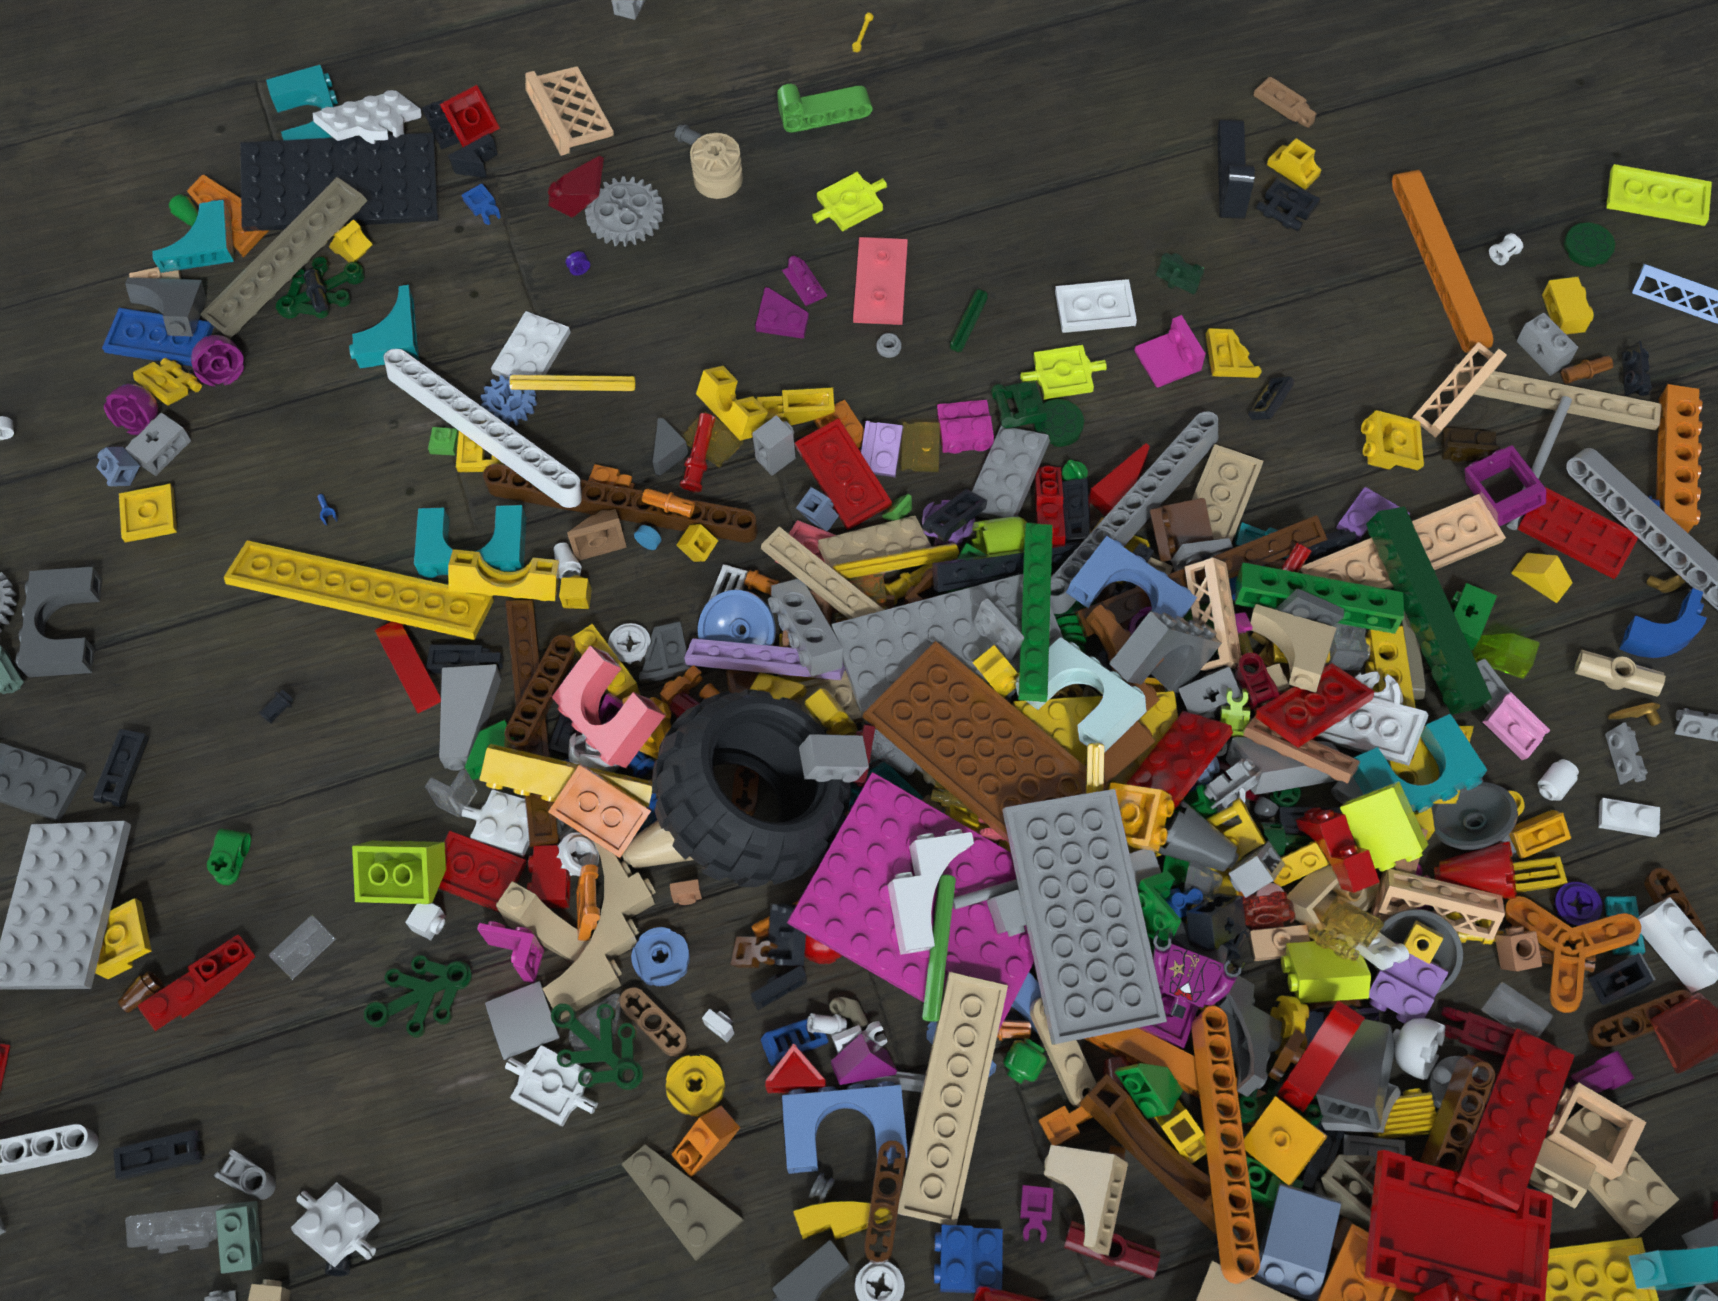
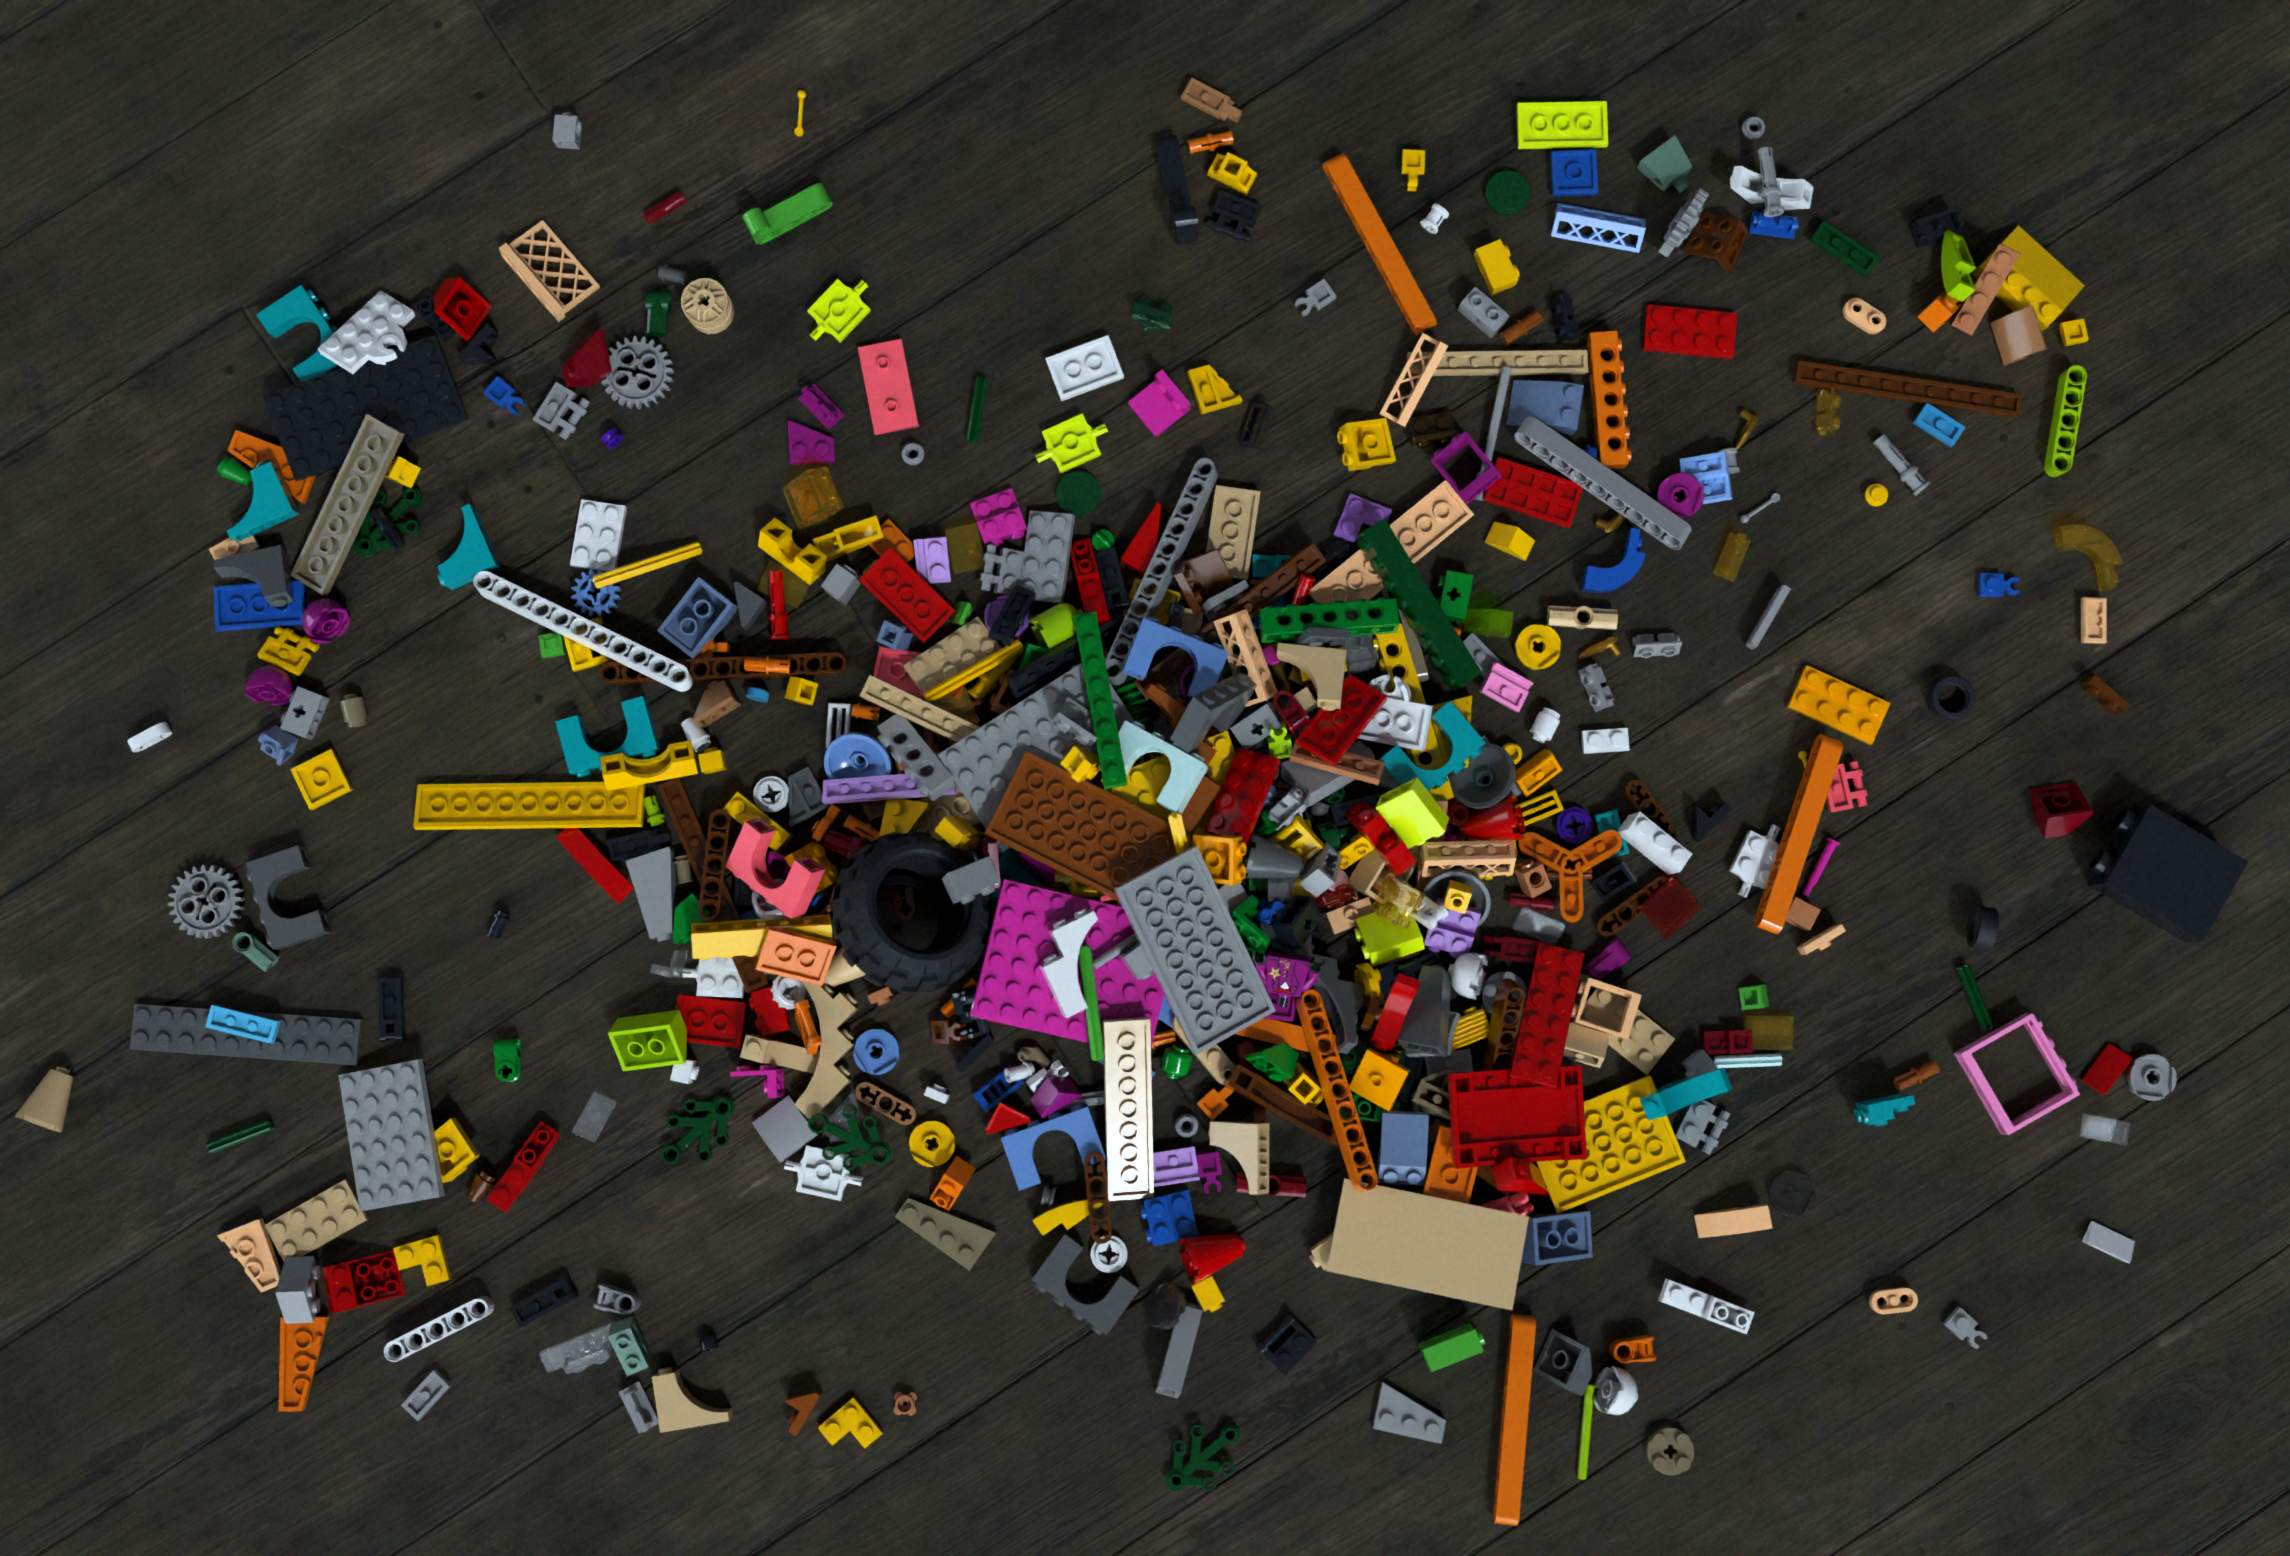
camera: 10 degrees left, 20 degrees up
(46, 1062) = (429, 1254): none -> yellow plate
(210, 454) = (354, 710): none -> dark tan brick
(326, 511) = (473, 736): blue hand -> none
(335, 1224) = (697, 1317): white plate -> none
(492, 634) = (653, 811): none -> lime pin
(503, 697) = (683, 869): none -> dark tan pin
(529, 224) = (556, 406): none -> light grey plate
(610, 443) = (698, 617): none -> sand blue slope
(665, 159) = (658, 305): none -> dark green piece
(701, 80) = (664, 207): none -> dark red axle
(769, 360) = (812, 497): none -> clear yellow slope
(908, 780) = (1040, 871): none -> magenta slope
(963, 474) = (1008, 570): none -> light grey plate
(992, 1194) = (1175, 1166): none -> lavender plate
(1025, 1139) = (1194, 1125): none -> light grey plate
(1027, 402) = (1047, 483): dark green plate -> none
(1260, 136) = (1210, 142): none -> orange pin
(1364, 293) = (1317, 296): none -> light grey plate
(1436, 852) = (1457, 814): none -> clear red cone
(1491, 198) = (1413, 164): none -> yellow plate
(1519, 983) = (1537, 902): none -> dark red axle
(1553, 707) = (1537, 660): none -> yellow plate
(1618, 442) = (1551, 402): none -> sand blue slope
(1666, 240) = (1574, 173): none -> blue plate

